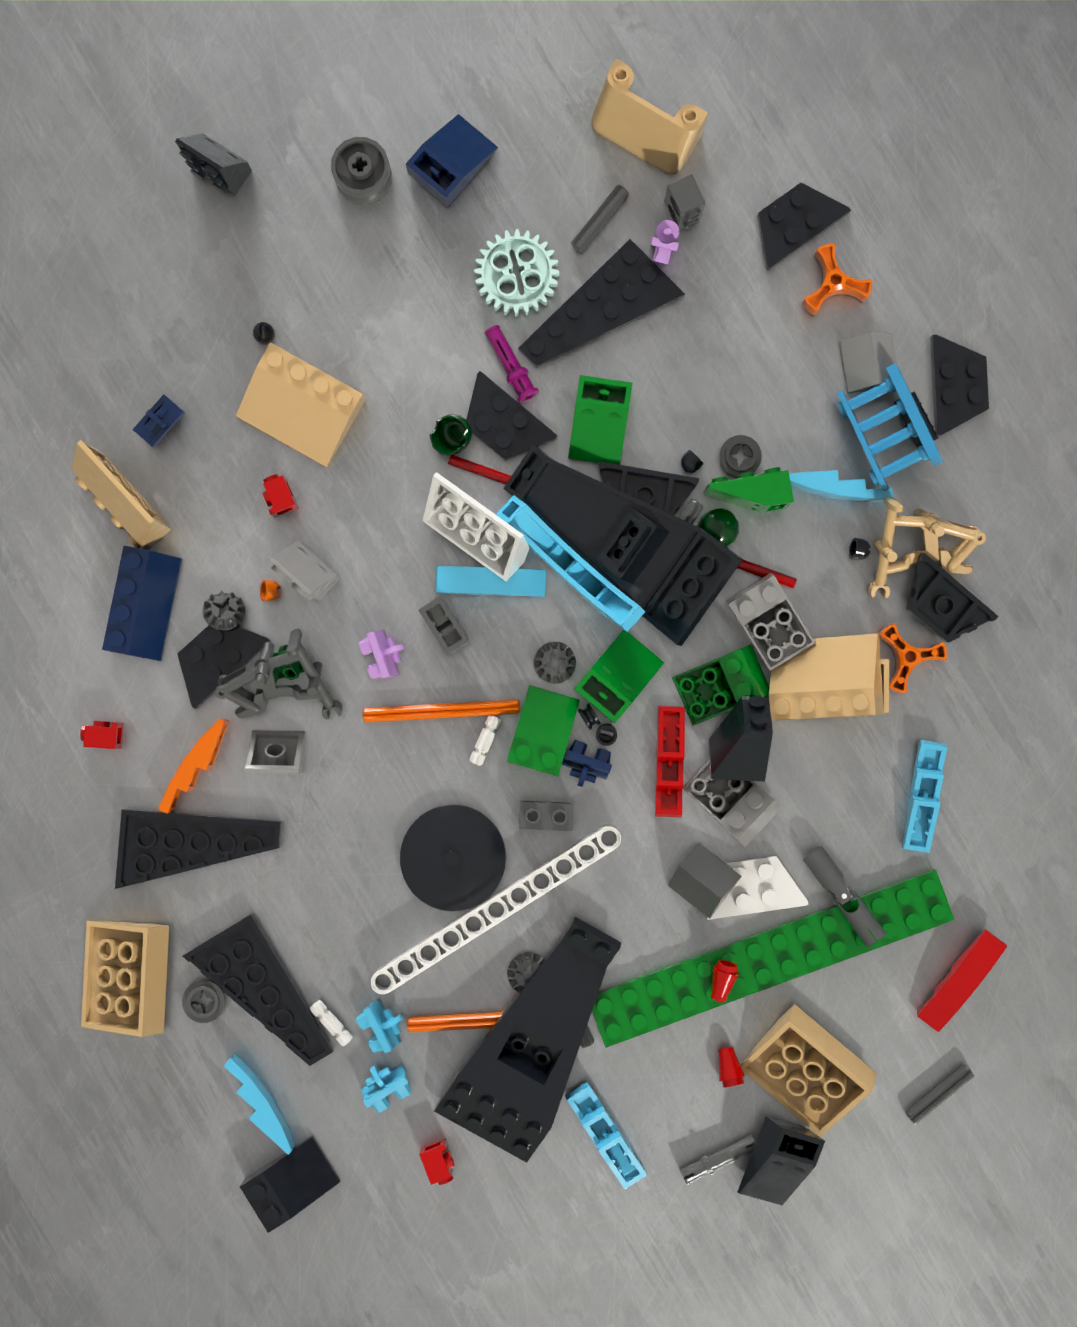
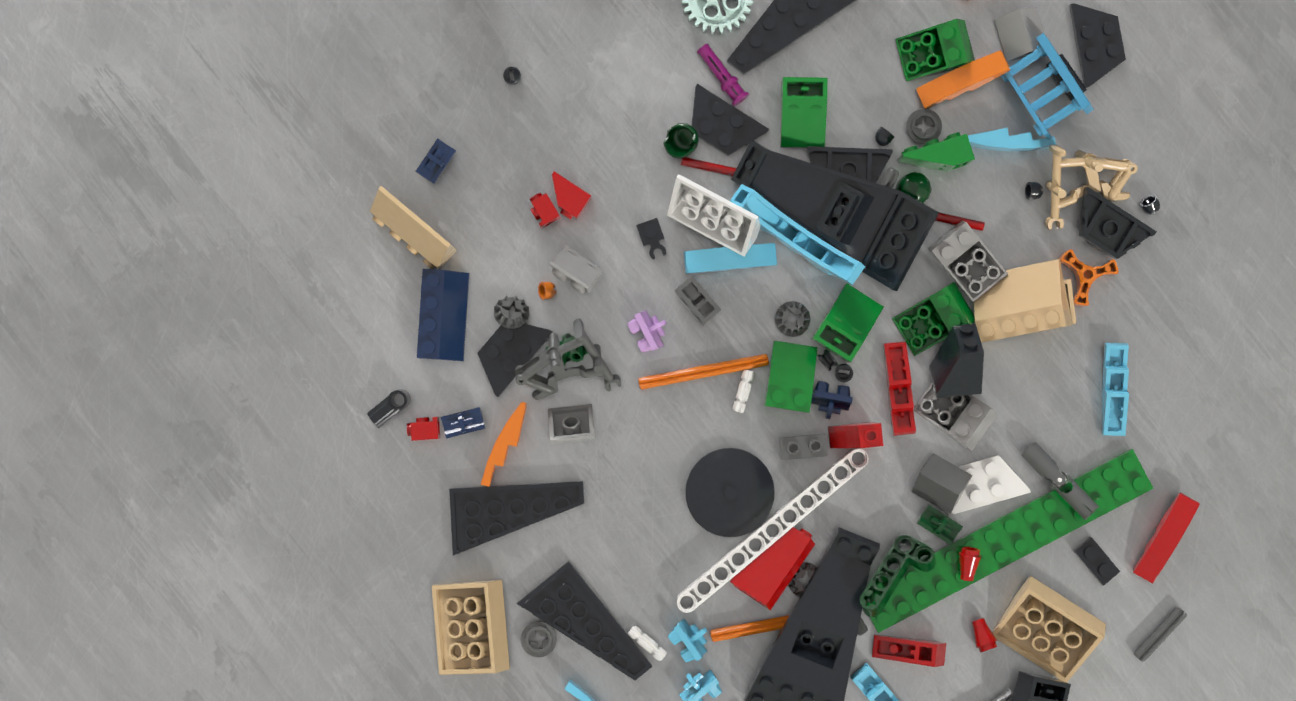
camera: 10 degrees left, 0 degrees up
(64, 704) = (387, 408): none -> black piece
(148, 733) = (463, 422): none -> dark blue hips
(299, 405) = (551, 132): tan slope -> none
(310, 484) = (569, 197): none -> red slope
(401, 541) = (651, 234): none -> black plate
(492, 955) = (774, 568): none -> red slope
(608, 811) = (856, 435): none -> red slope
(631, 985) = (893, 577): none -> dark green beam
(640, 1074) = (909, 650): none -> red slope
(695, 929) = (939, 524): none -> dark green hips
(766, 367) = (935, 49): none -> green slope
(793, 406) = (963, 79): none -> orange slope
(875, 996) = (1096, 561): none -> black plate
(995, 583) = (1150, 204): none -> black hinge

